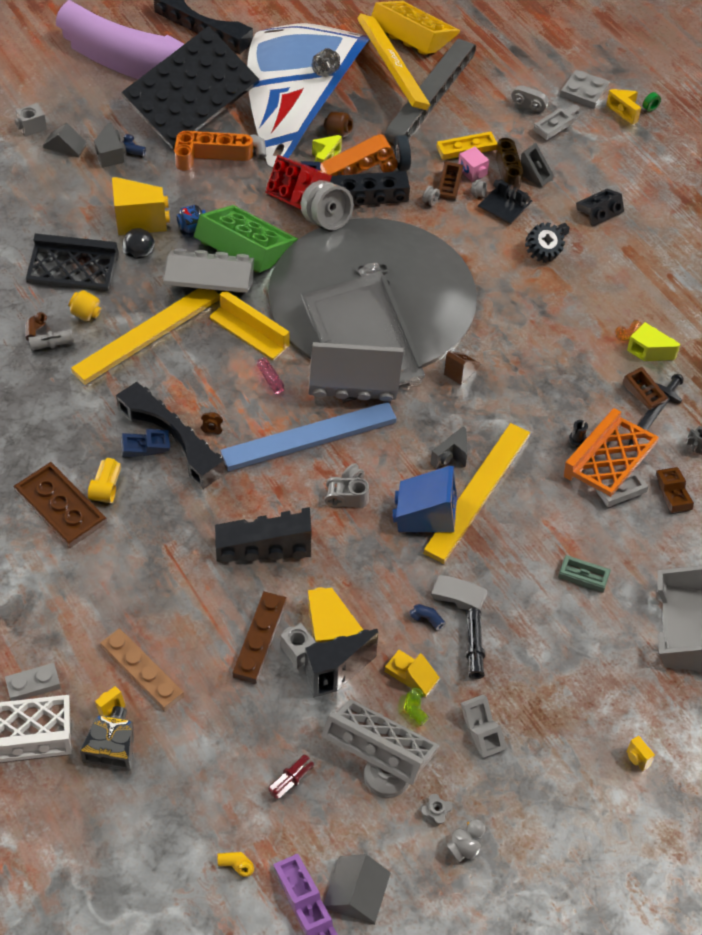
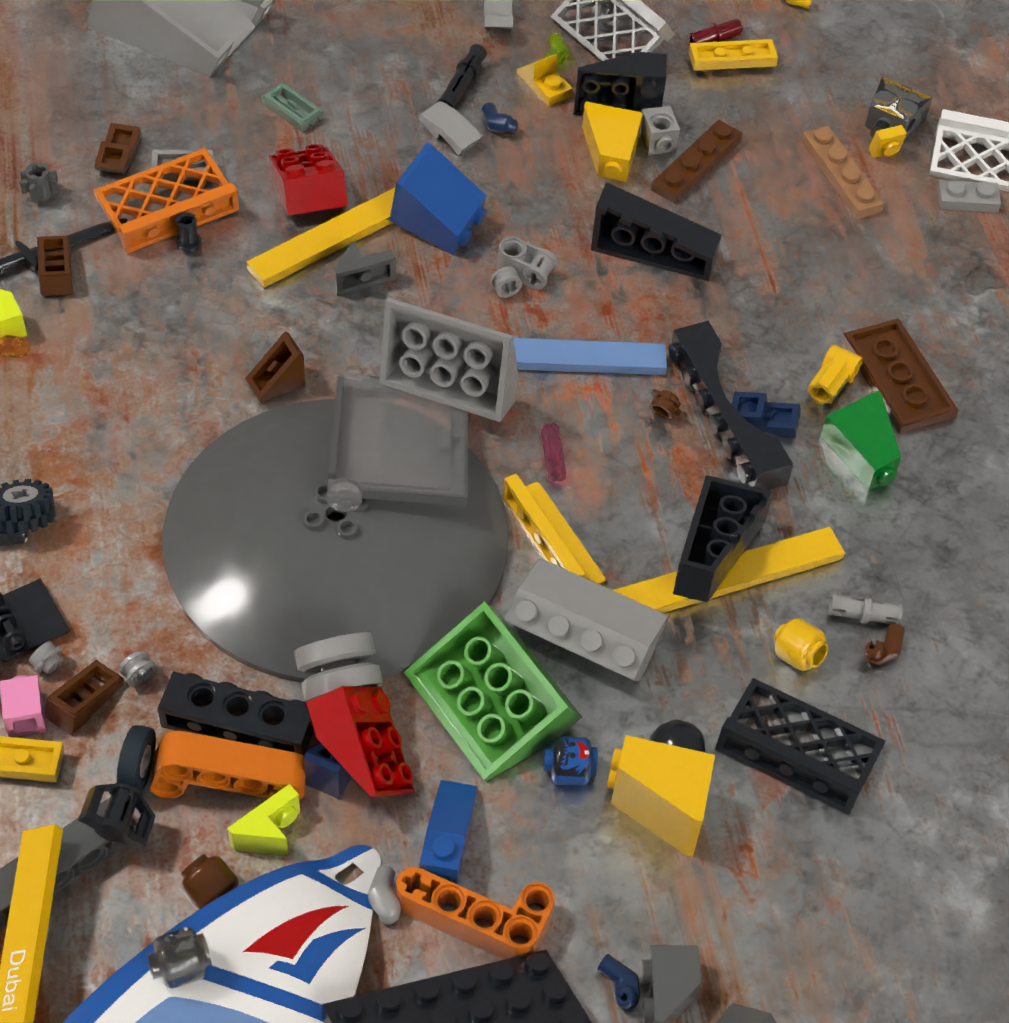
camera: 160 degrees left, 0 degrees up
(74, 440) = (864, 440): none -> green slope
(149, 341) = (719, 533): none -> black wedge
(239, 173) = (448, 830): none -> blue slope
(267, 757) = (733, 54): none -> yellow plate
(391, 118) = (118, 814): none -> black piece
(533, 509) = (308, 179): none -> red slope

